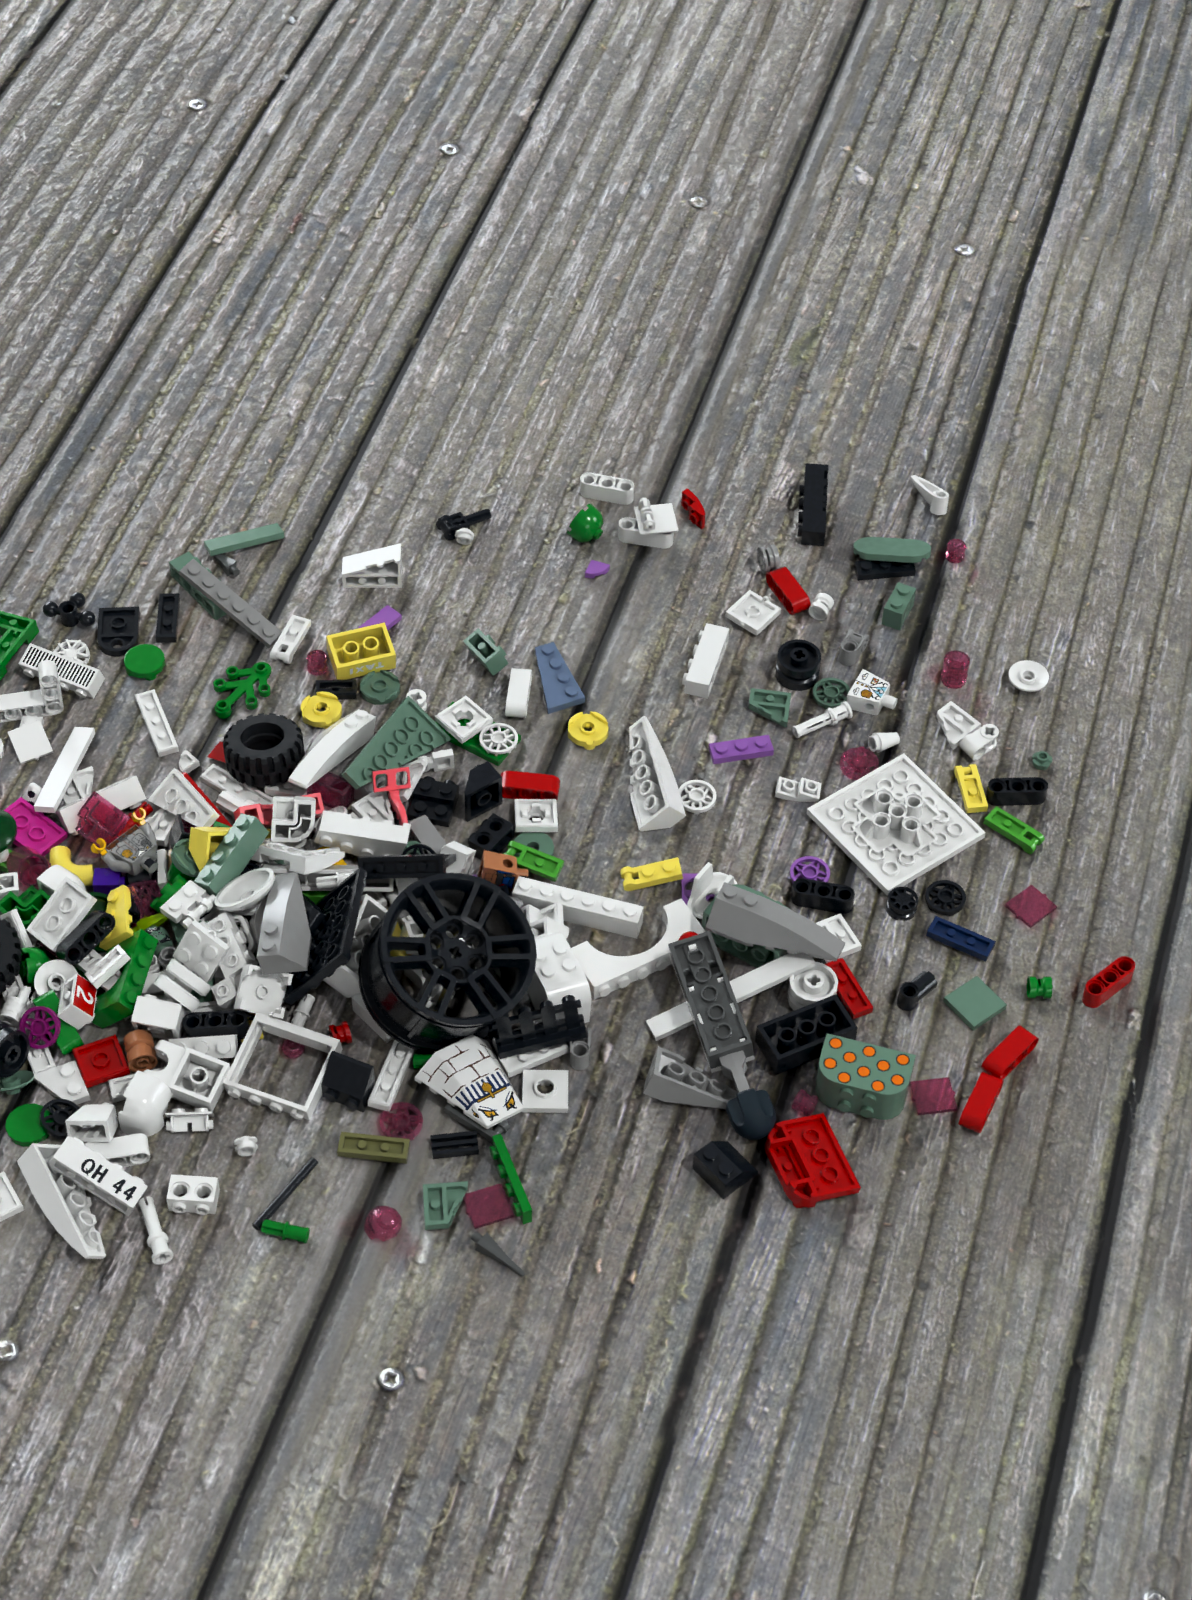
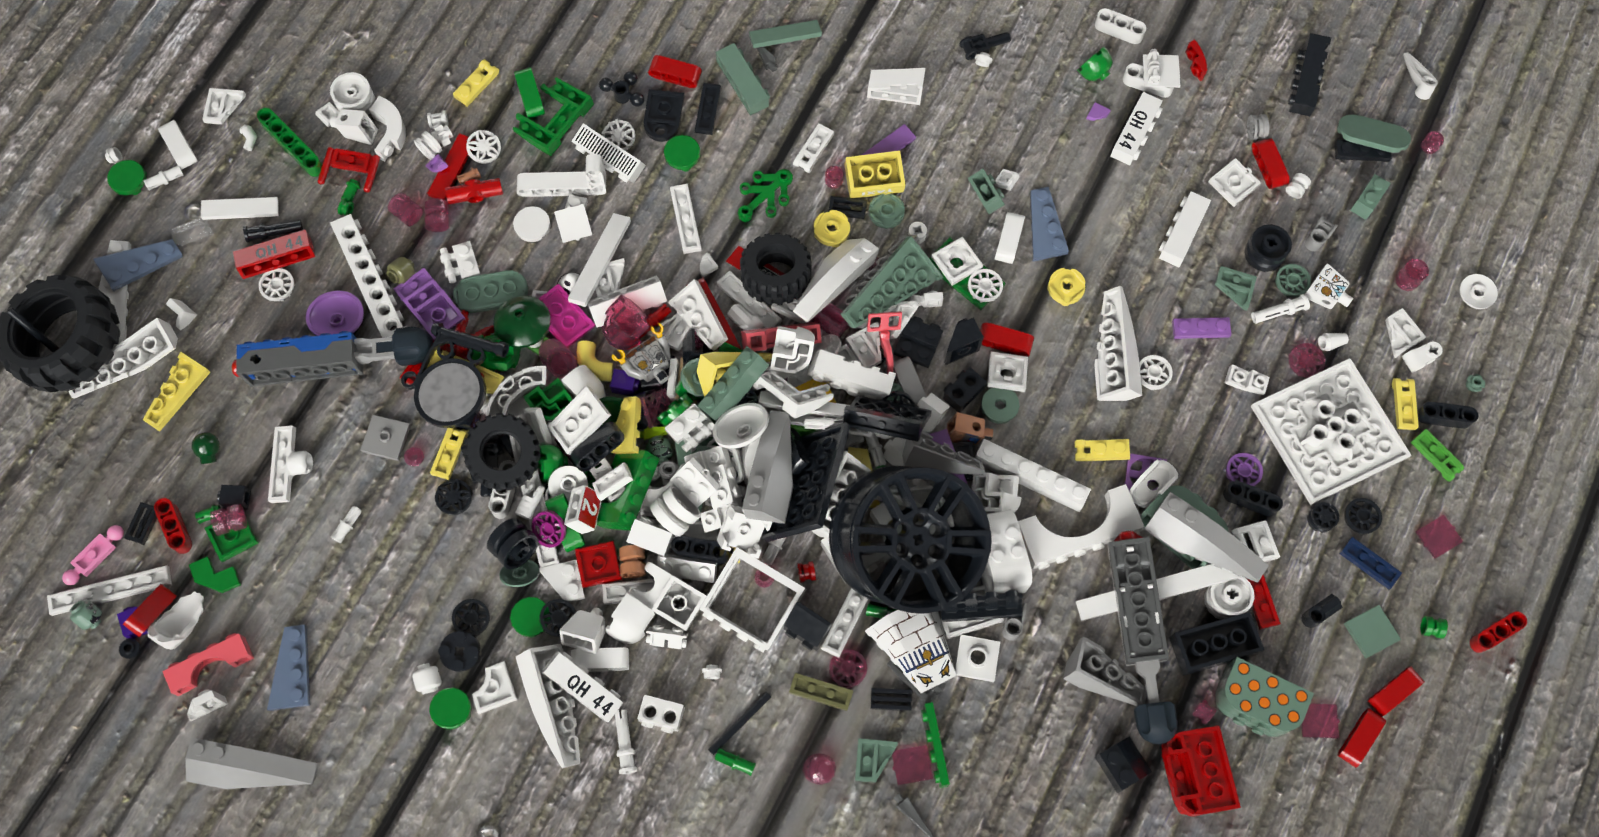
camera: 10 degrees right, 20 degrees up
(126, 588) = (675, 71): none -> red beam
(230, 603) = (765, 105): light grey plate -> none
(507, 640) = (1006, 179): none -> white tile
(536, 861) = (999, 421): bright green plate -> none
(640, 577) = (1136, 129): none -> white brick

